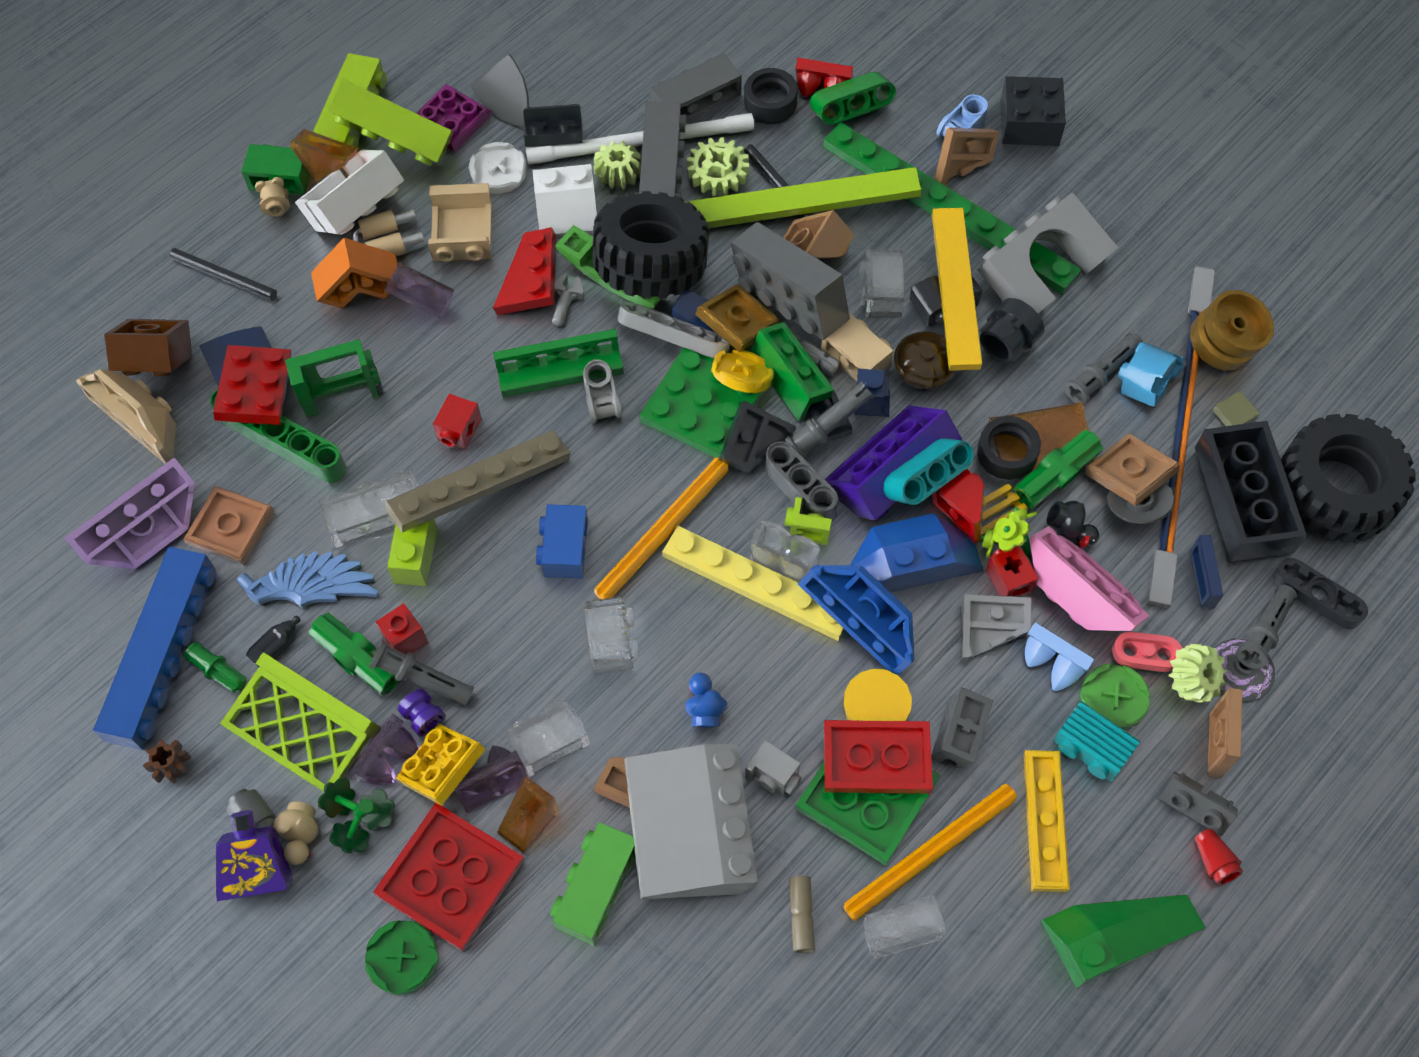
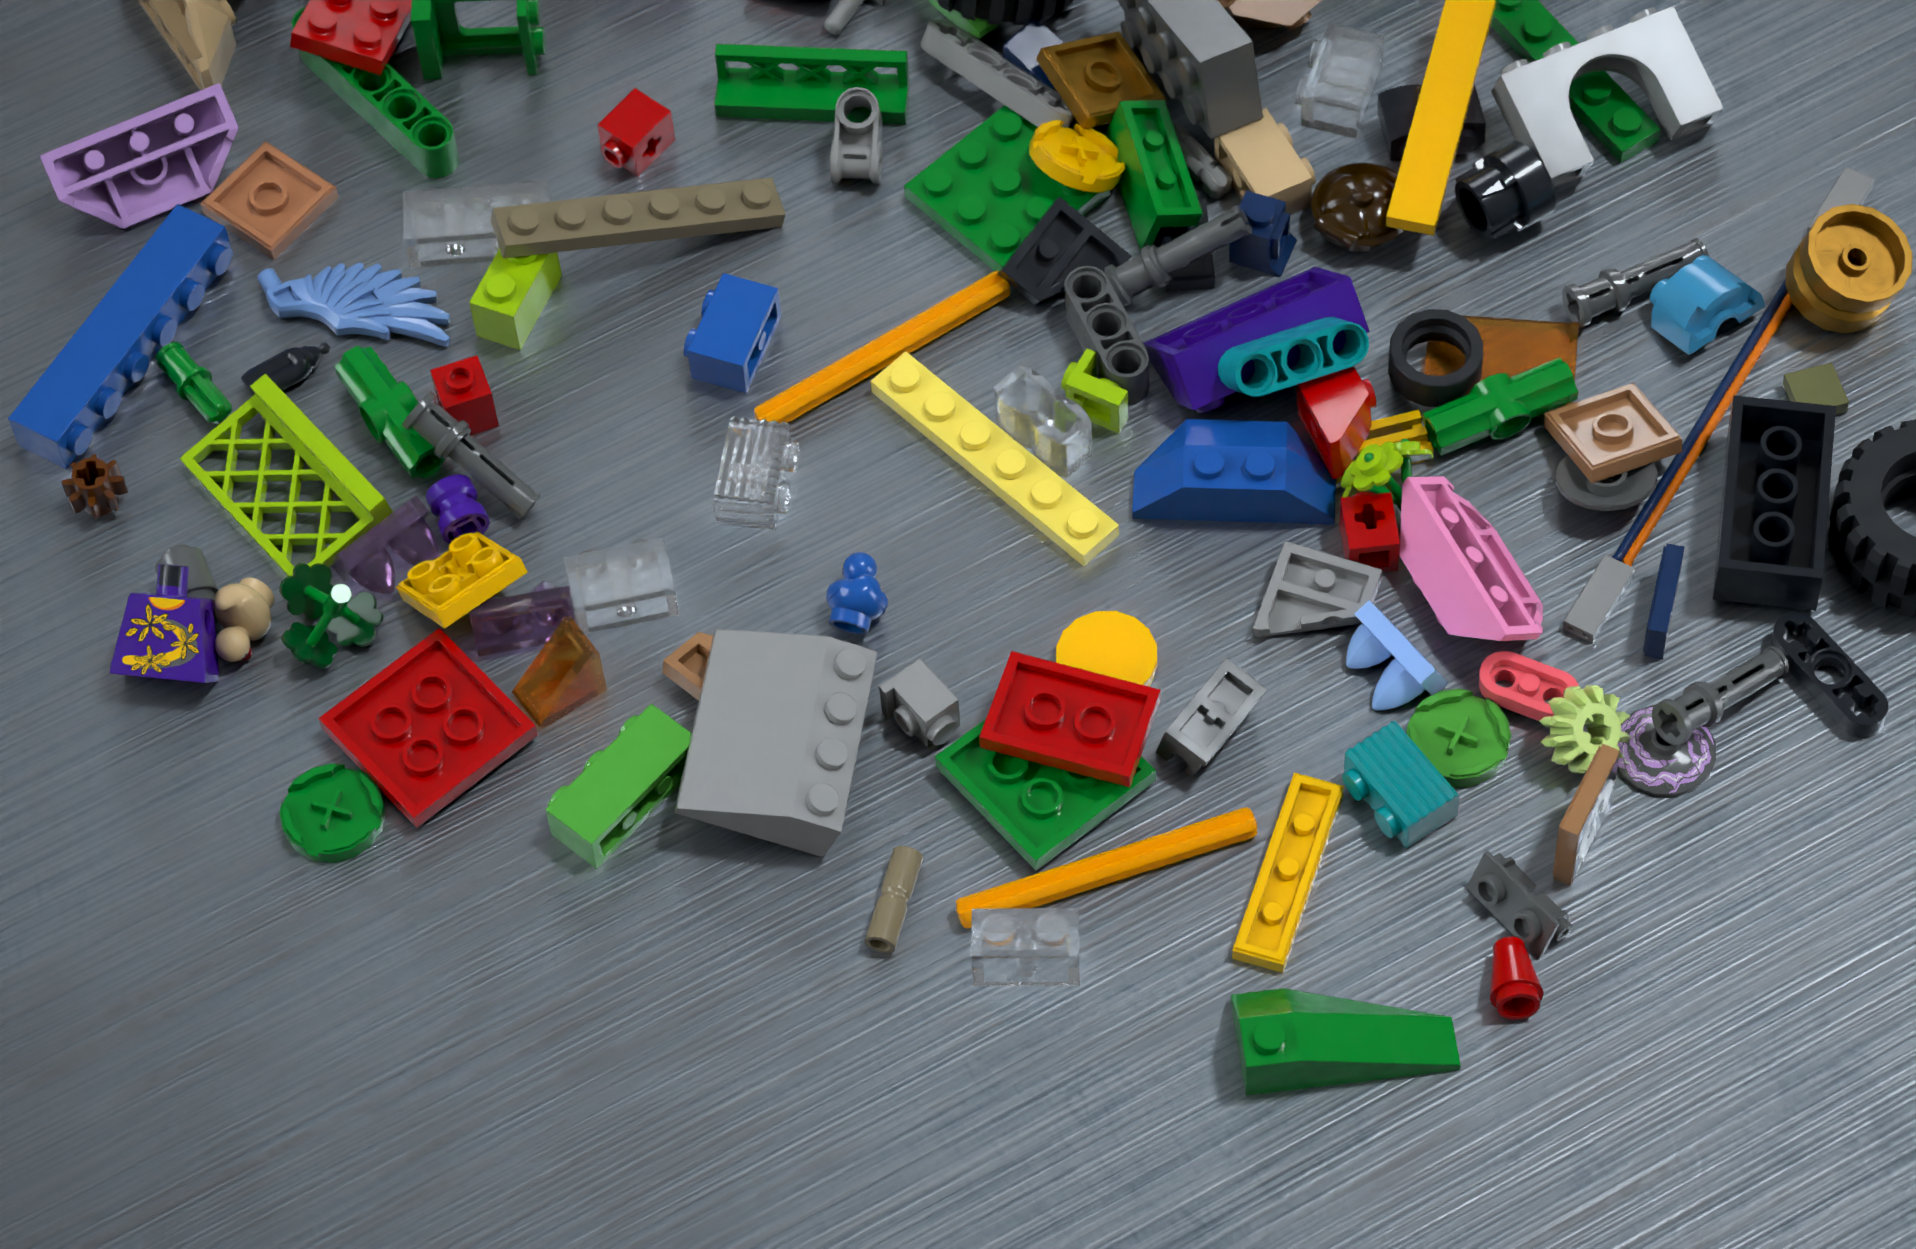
camera: 20 degrees right, 5 degrees down
(864, 611) = (1122, 523): blue wedge -> none
(1069, 522) = (1482, 485): black animal -> none

